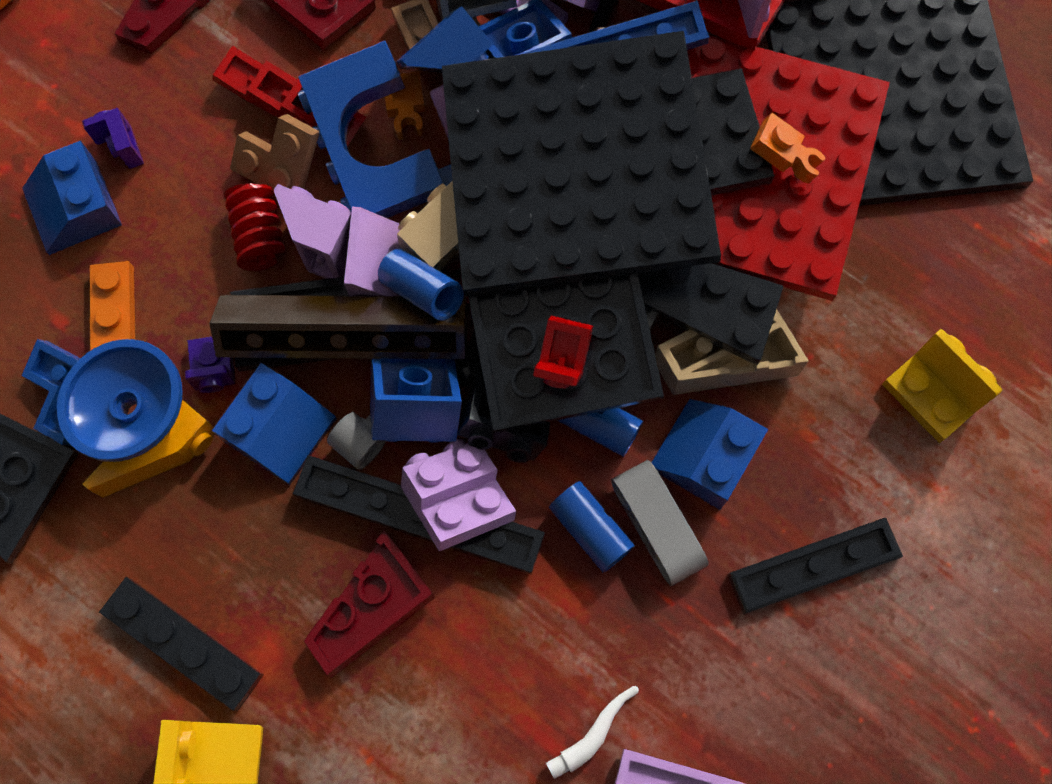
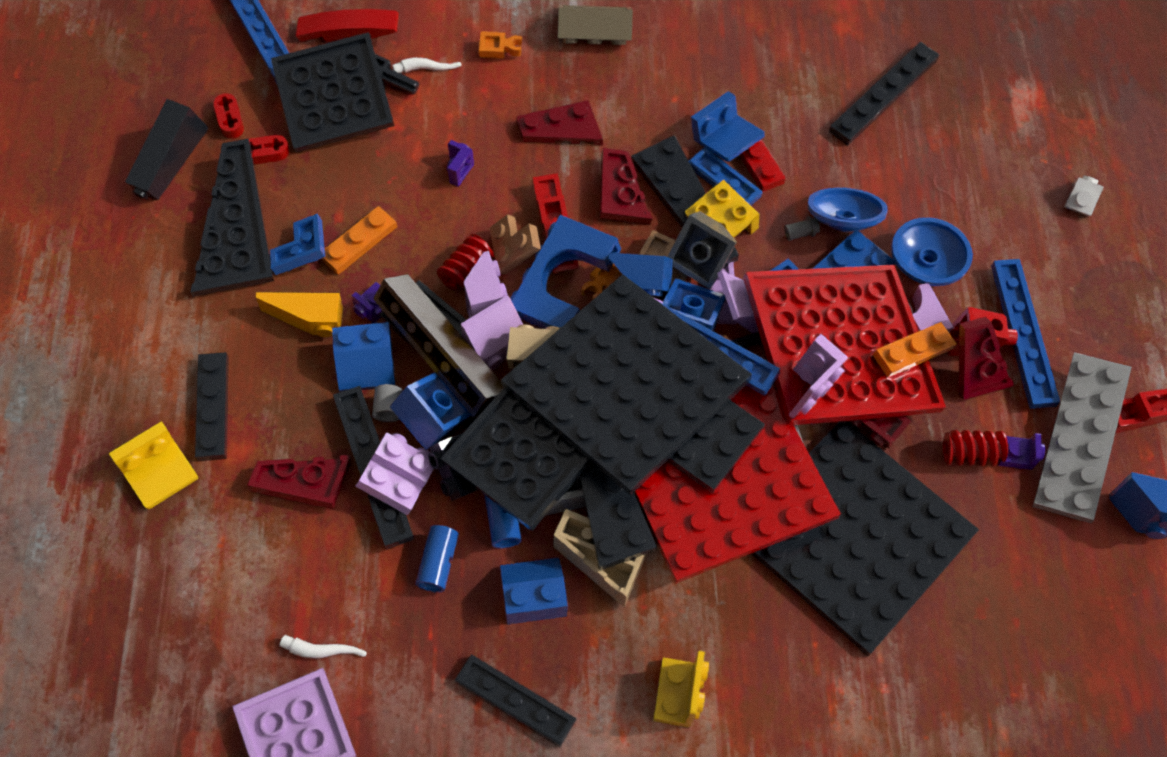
camera: 45 degrees right, 10 degrees down
(69, 198) = (407, 169): blue slope -> none
(104, 387) = (308, 263): blue dish -> none
(420, 284) = (492, 360): blue pin -> none
(563, 352) = (507, 455): red bracket -> none
(659, 522) = (469, 593): light grey beam -> none
(782, 148) = (734, 477): orange plate -> none

